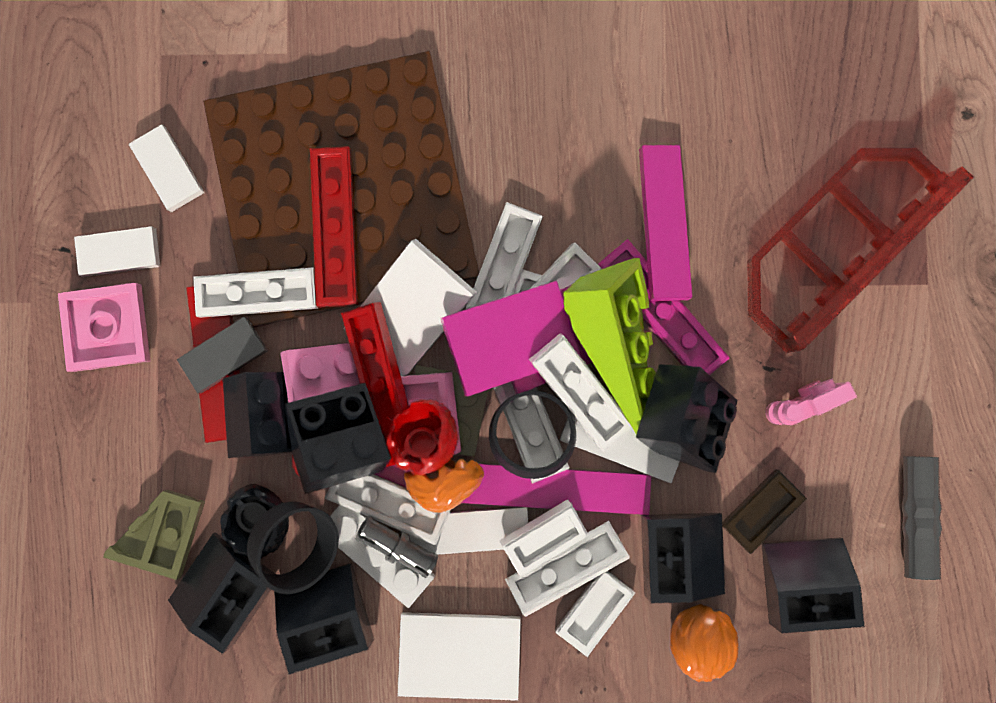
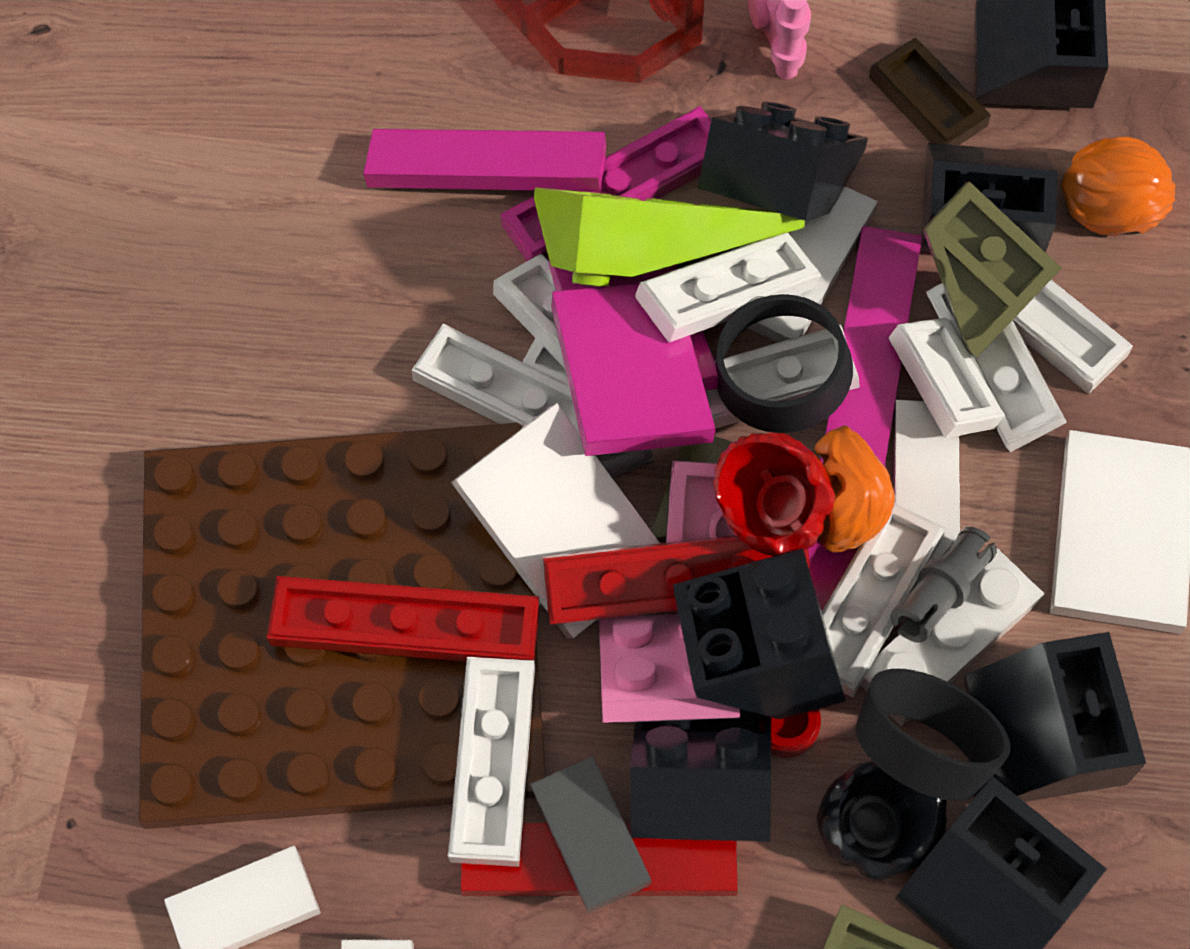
camera: 85 degrees left, 20 degrees down
(614, 558) = (985, 266): none -> olive wing

